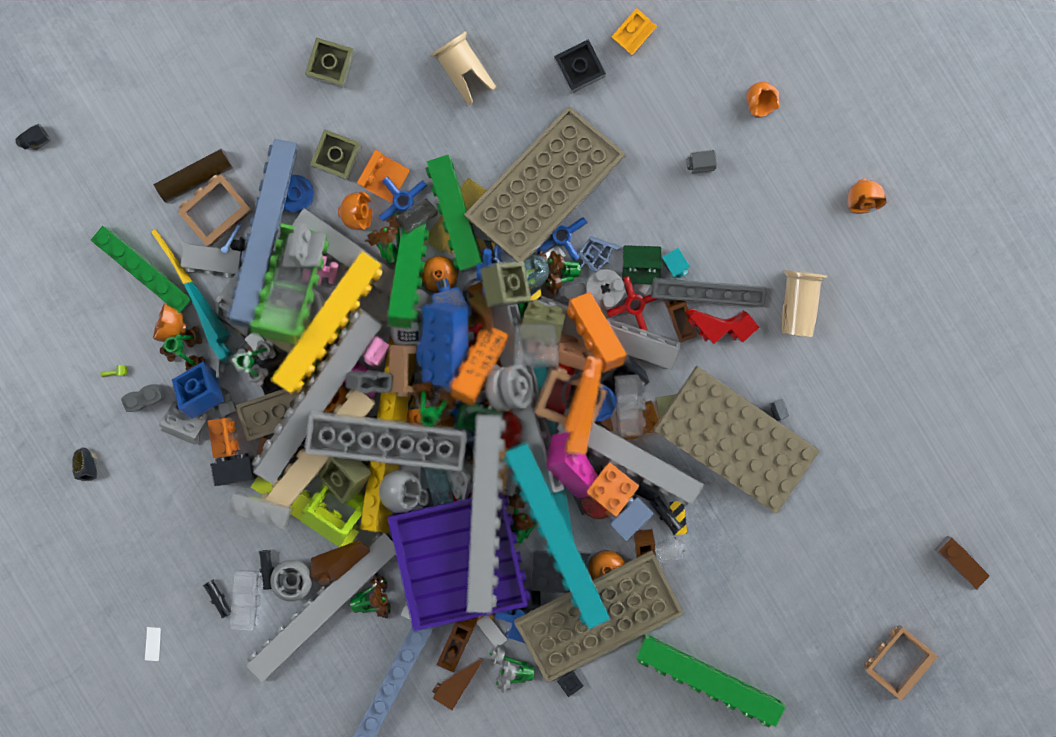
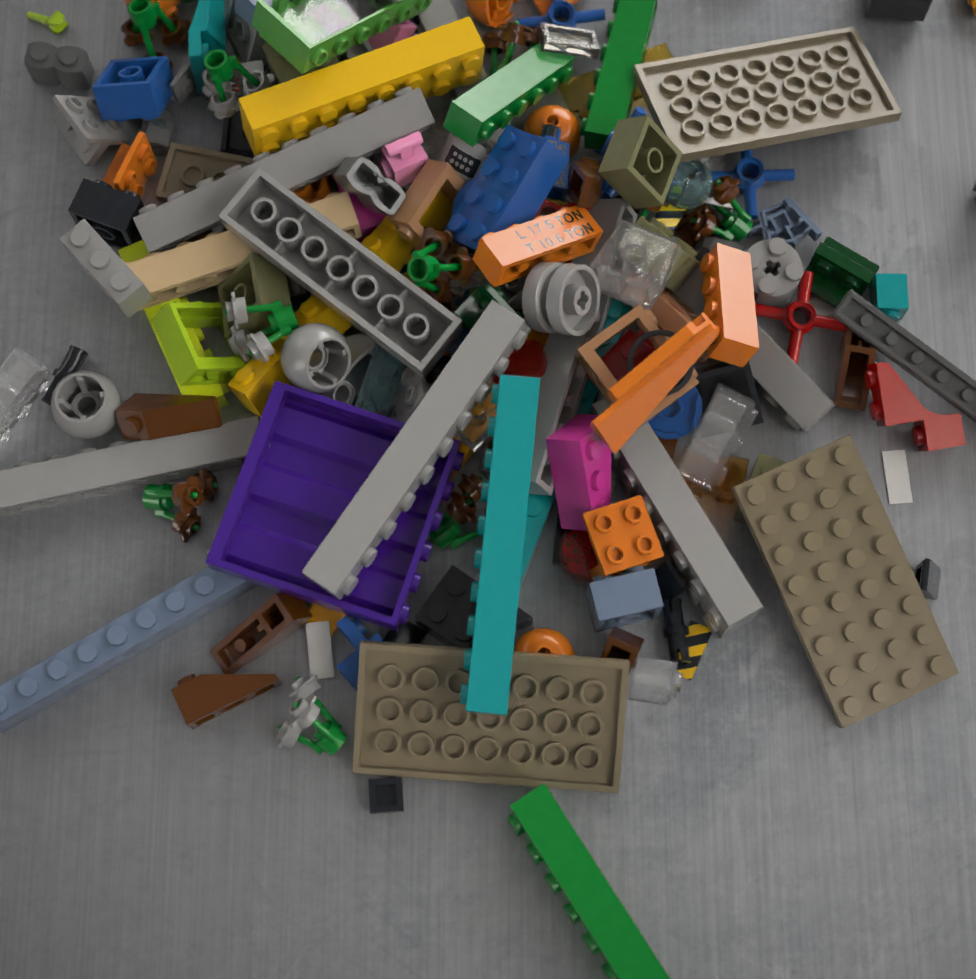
camera: 30 degrees right, 15 degrees down
(354, 501) = (257, 344): none -> plant
(733, 360) = (897, 477): none -> white sticker

